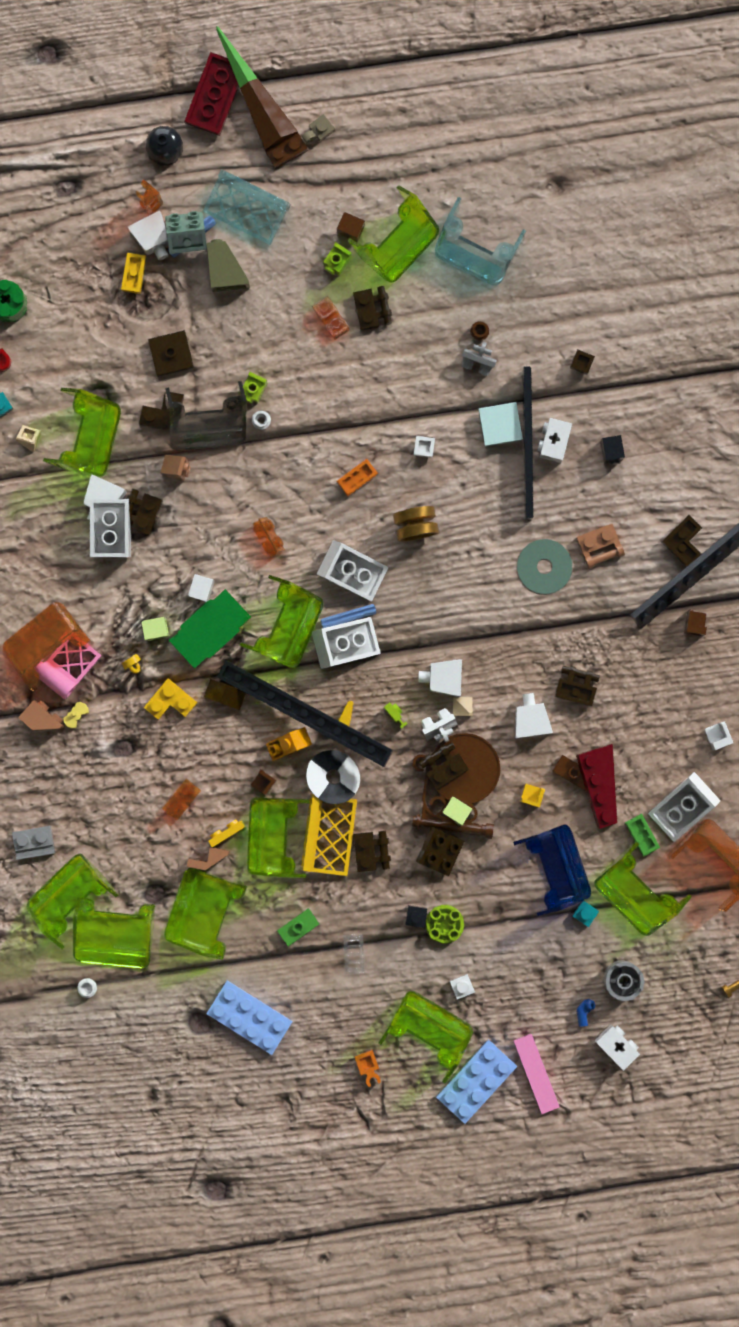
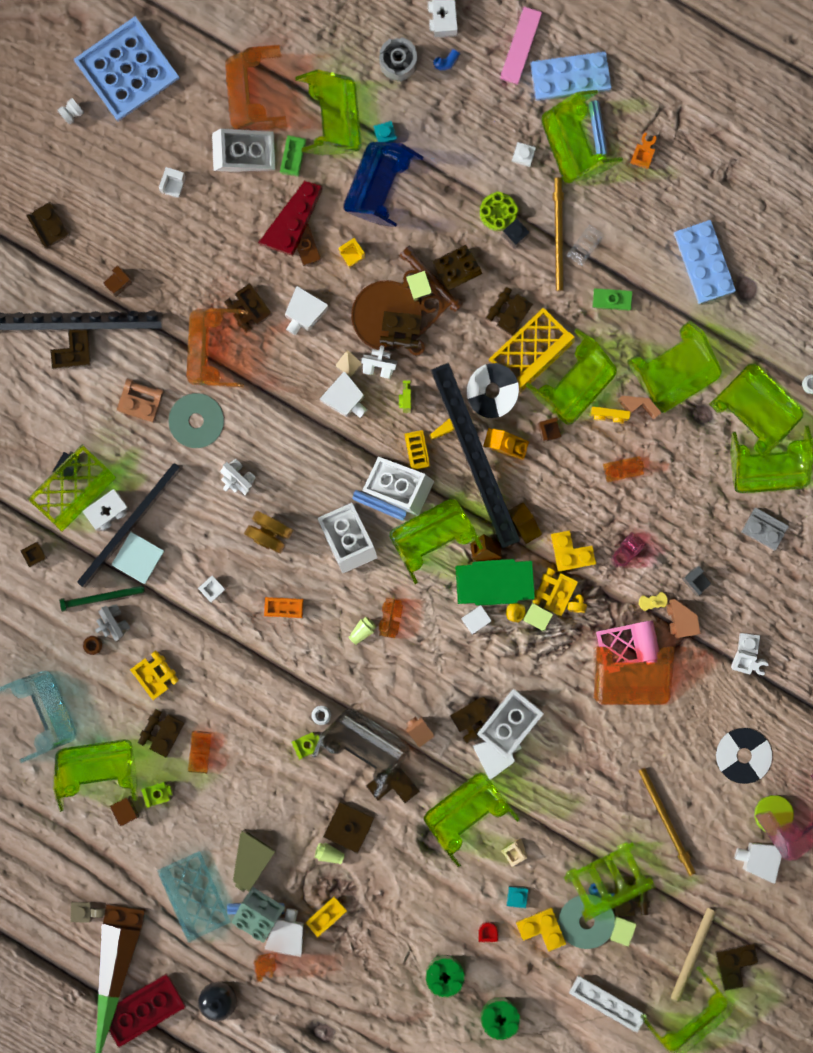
camera: 145 degrees left, 0 degrees up
(54, 758) = (696, 581): none -> dark grey panel
(127, 739) = (629, 548): none -> clear pink piece
(152, 662) = (560, 594): none -> yellow plate
(169, 321) = (327, 853): none -> yellowish green cone
(175, 619) = (515, 612): none -> yellow tile
(234, 652) = (490, 551): none -> reddish brown panel
(282, 509) = (362, 630): none -> yellowish green cone
(341, 672) = (422, 465): none -> yellow slope
(406, 973) = (558, 197): none -> pearl gold bar
(415, 341) = (149, 678): none -> yellow plate
(420, 1056) = (597, 126): none -> medium blue axle
(484, 548) = (234, 480): none -> white hips
(526, 343) = (64, 604): none -> dark green bar
(579, 434) = (80, 501): none -> clear neon green fence
(603, 642) = (197, 370): none -> clear orange windscreen

